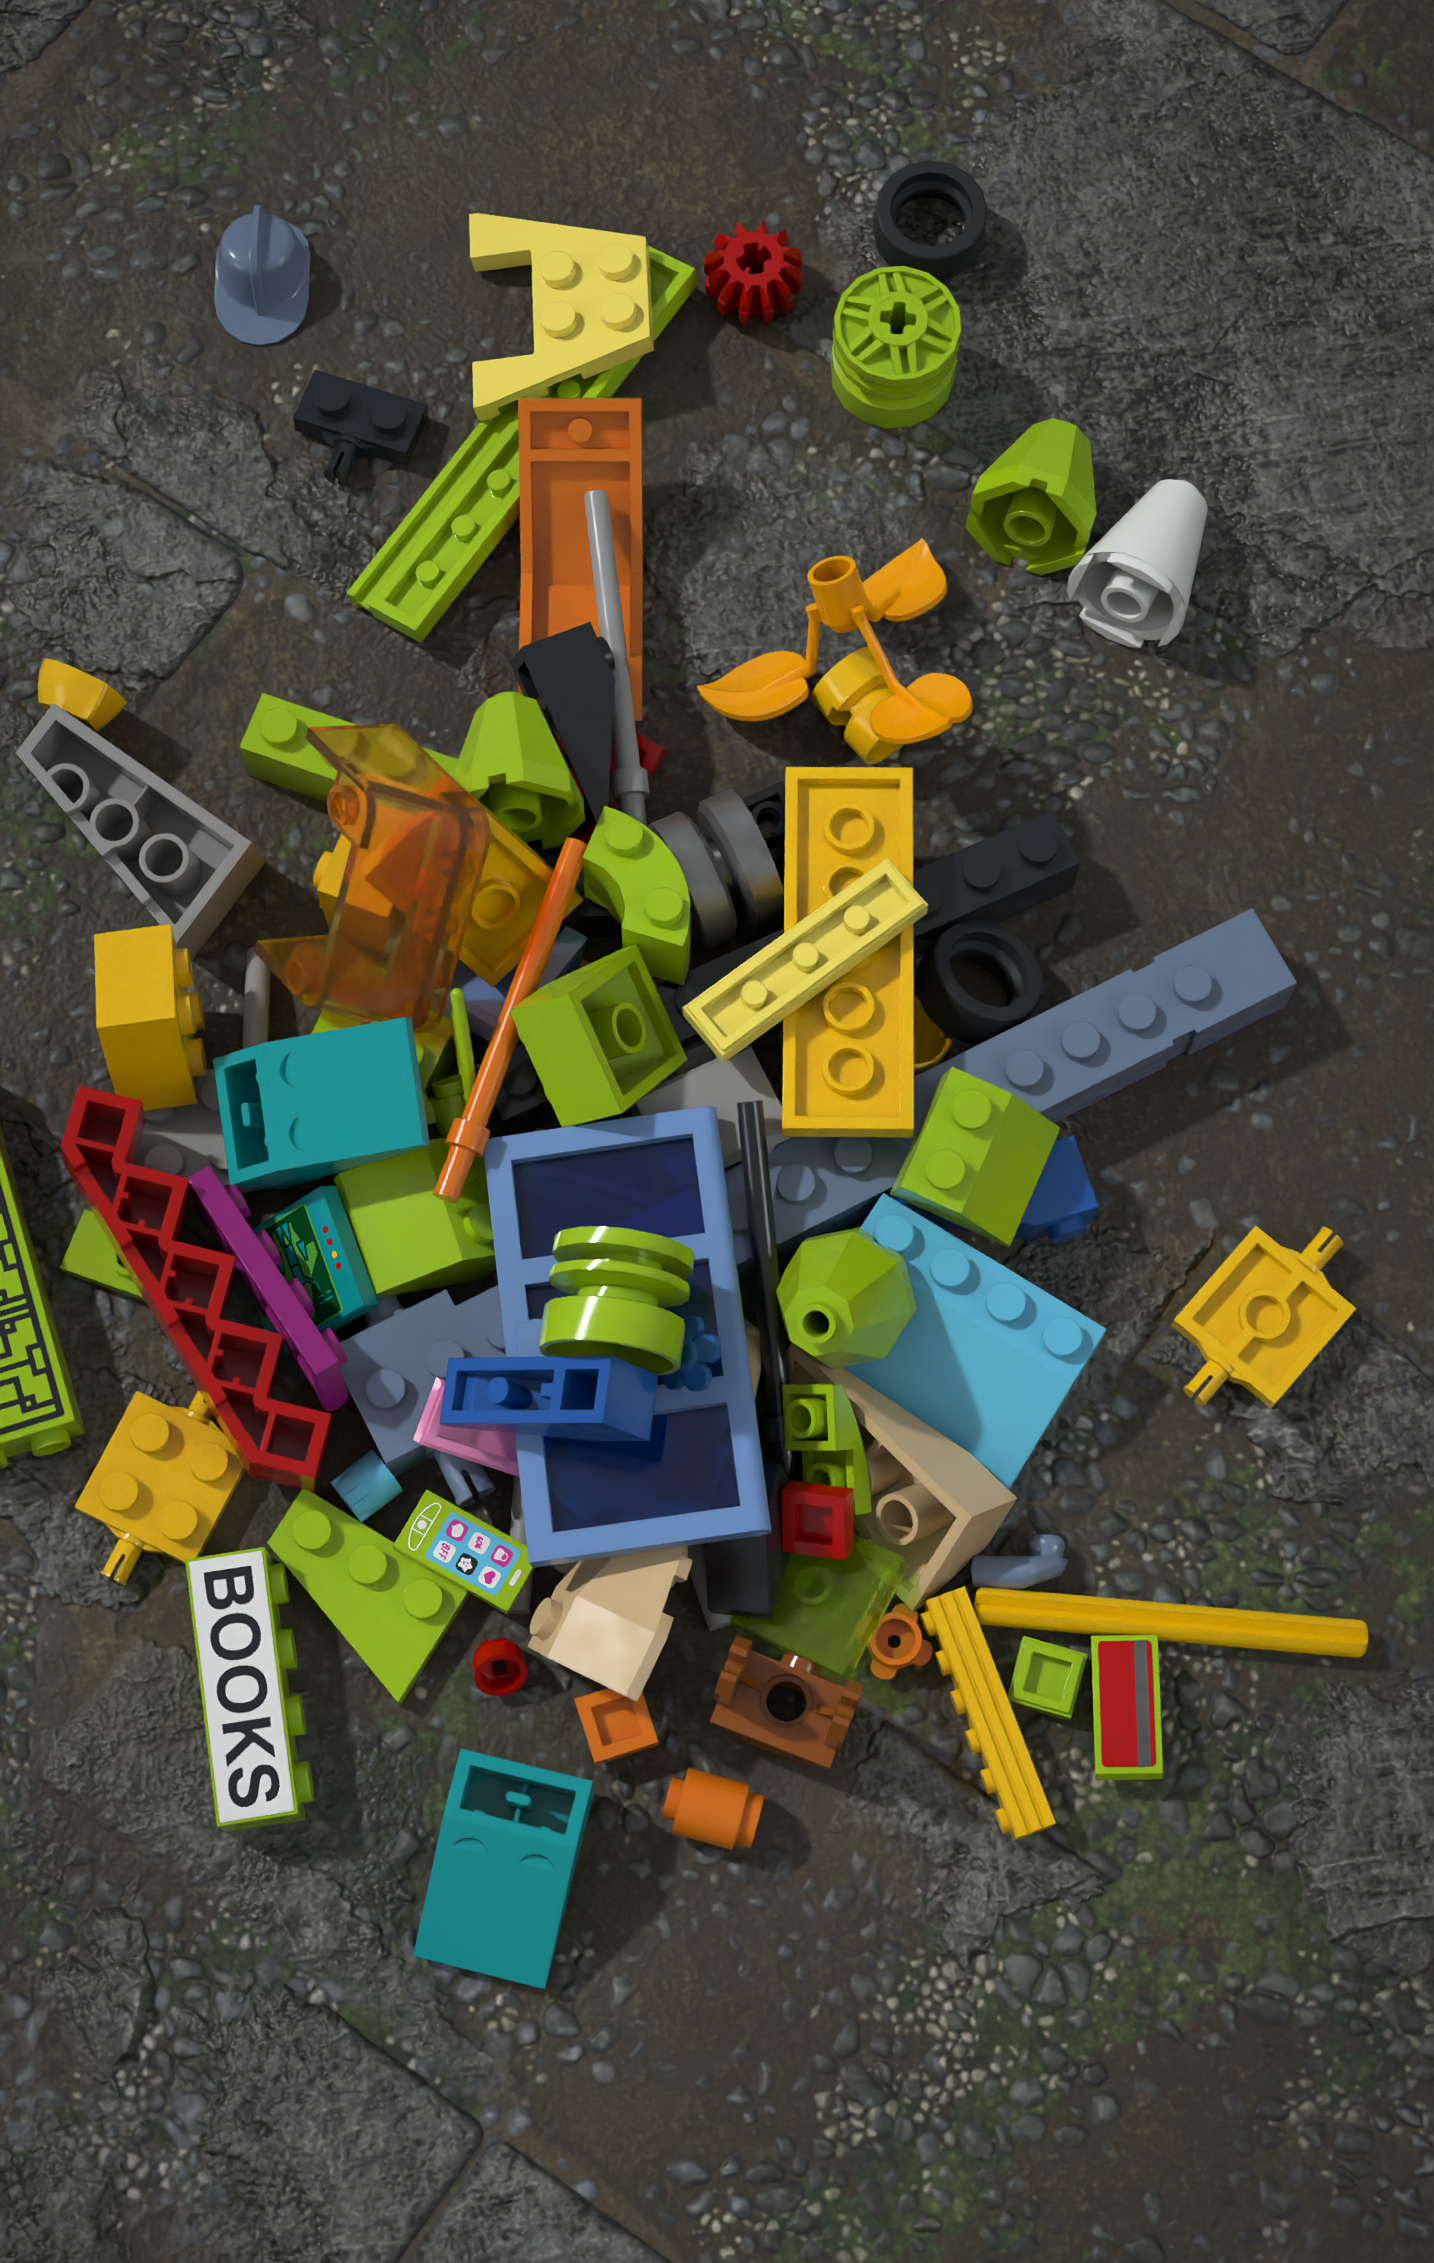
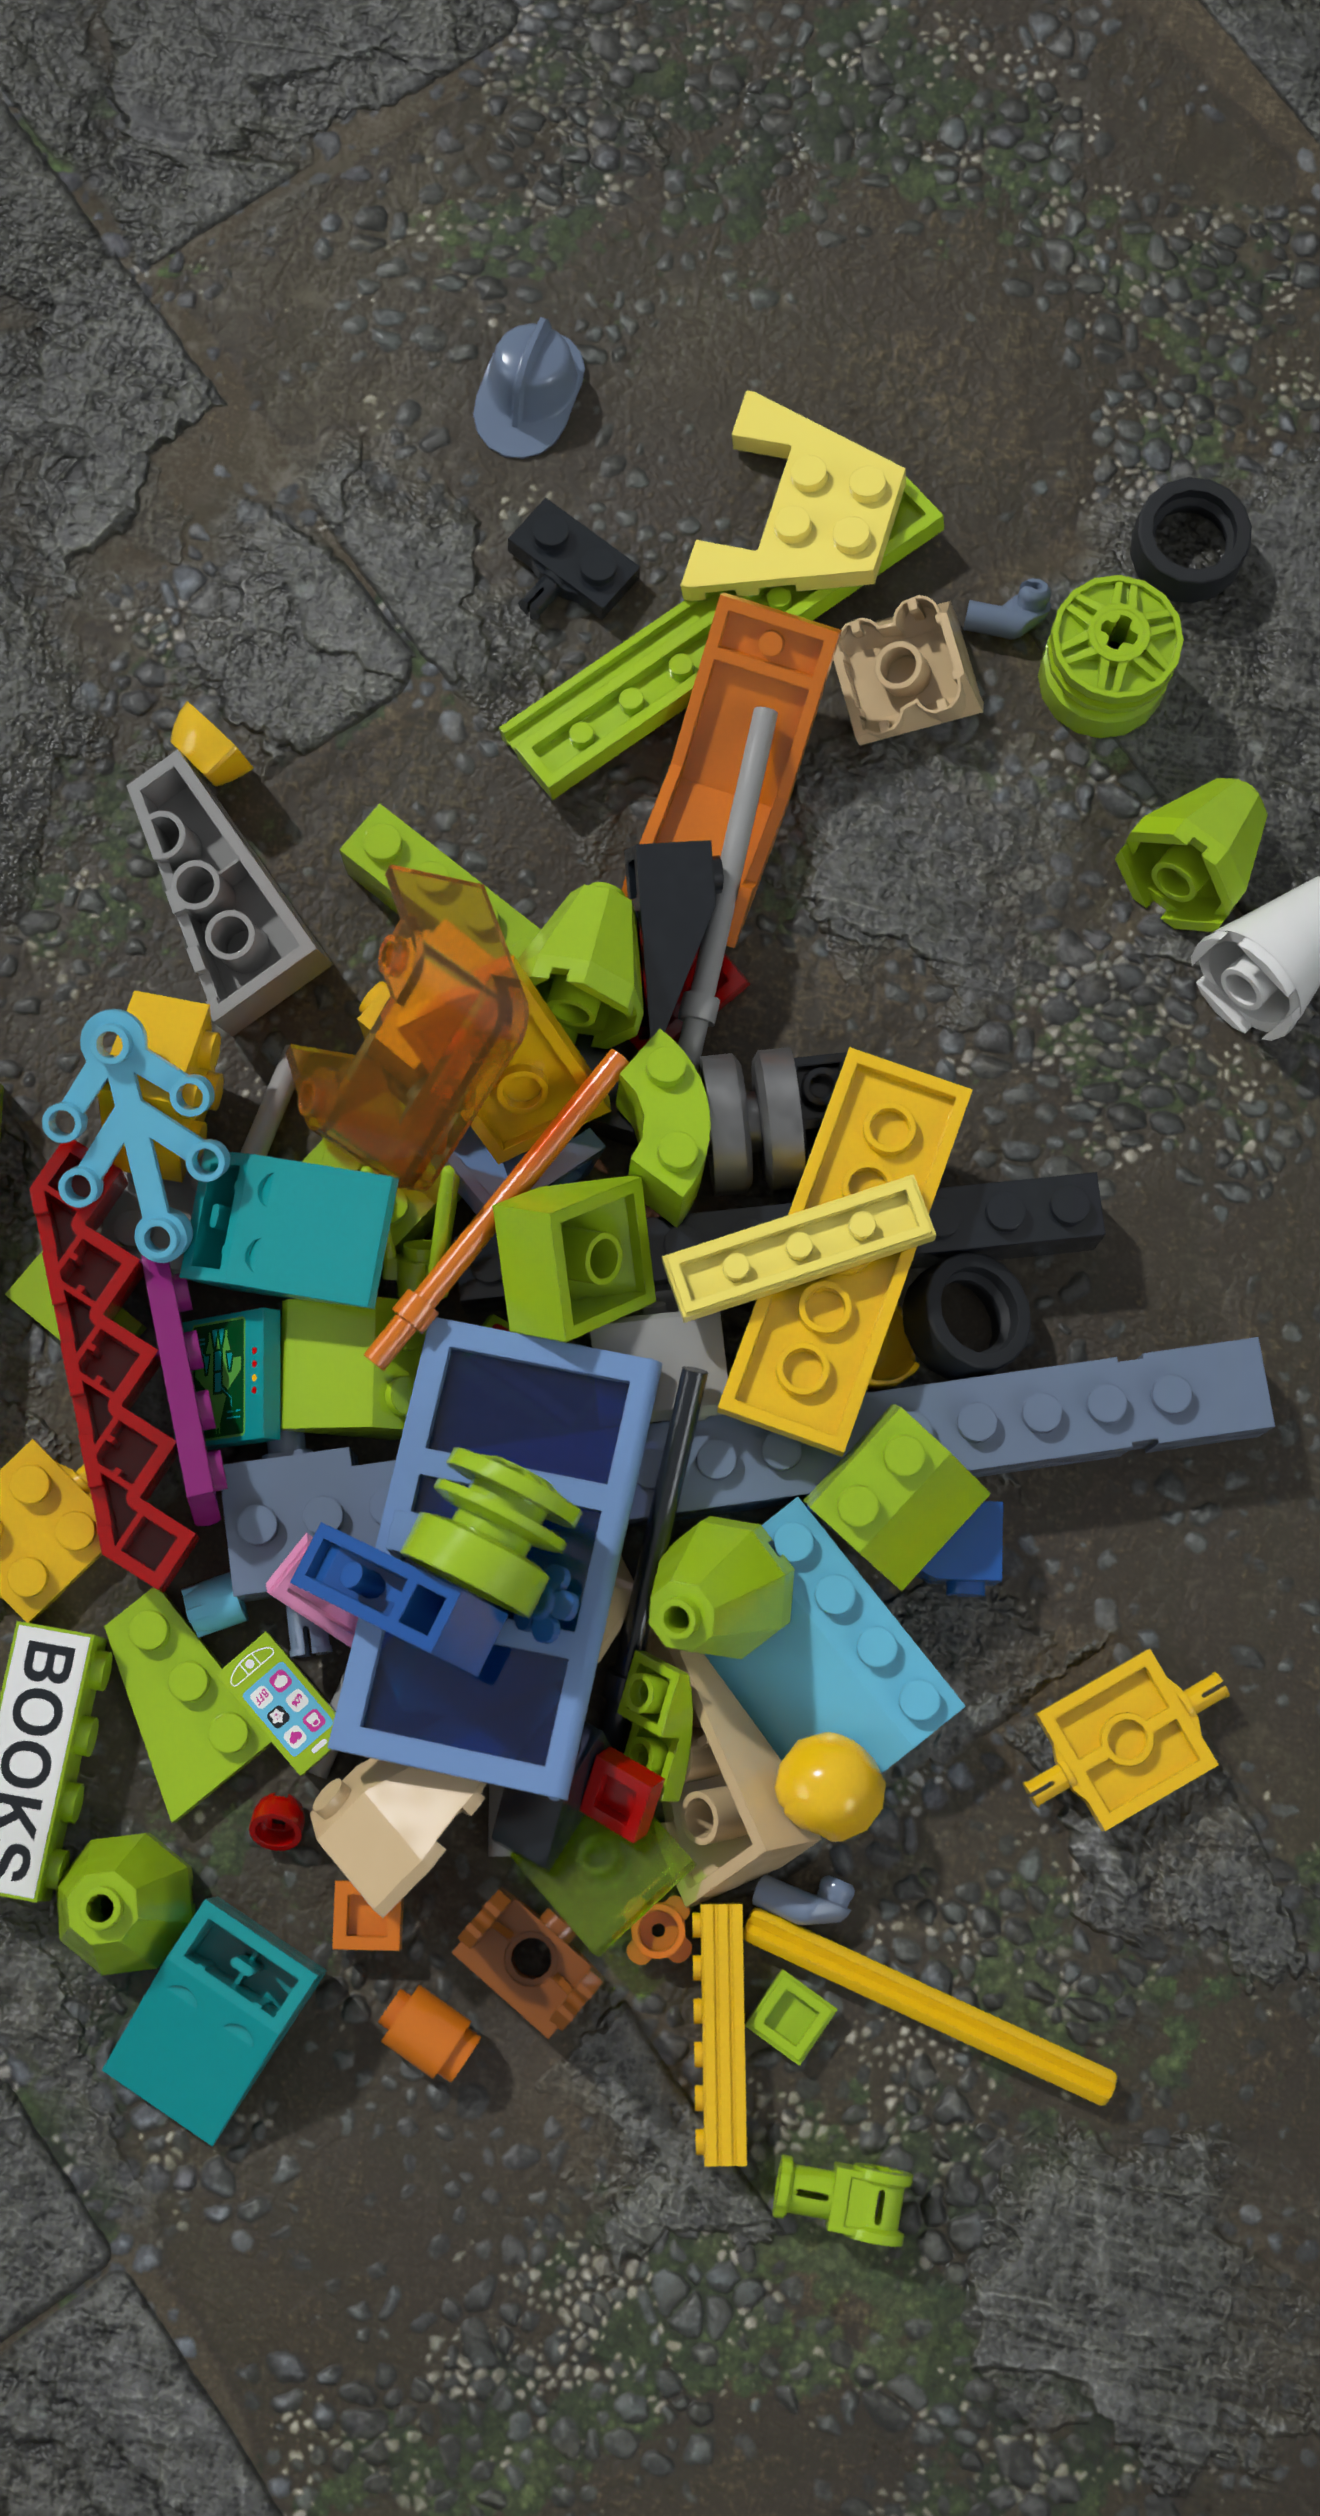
camera: 20 degrees right, 5 degrees up
(143, 1050) = (135, 1126): none -> medium azure plant
(395, 1819) = (149, 1900): none -> lime cone
(710, 421) = (906, 671): none -> tan slope
(753, 252) = (1005, 516): red gear -> none
(793, 340) = (1015, 616): none -> sand blue arm
(847, 699) = (955, 1000): yellow wheel -> none
(897, 592) = (1026, 902): light orange plant -> none
(1008, 1443) = (830, 1786): none -> yellow hair
(1126, 1707) = (855, 2076): slope -> none
(1168, 1821) = (847, 2198): none -> lime connector

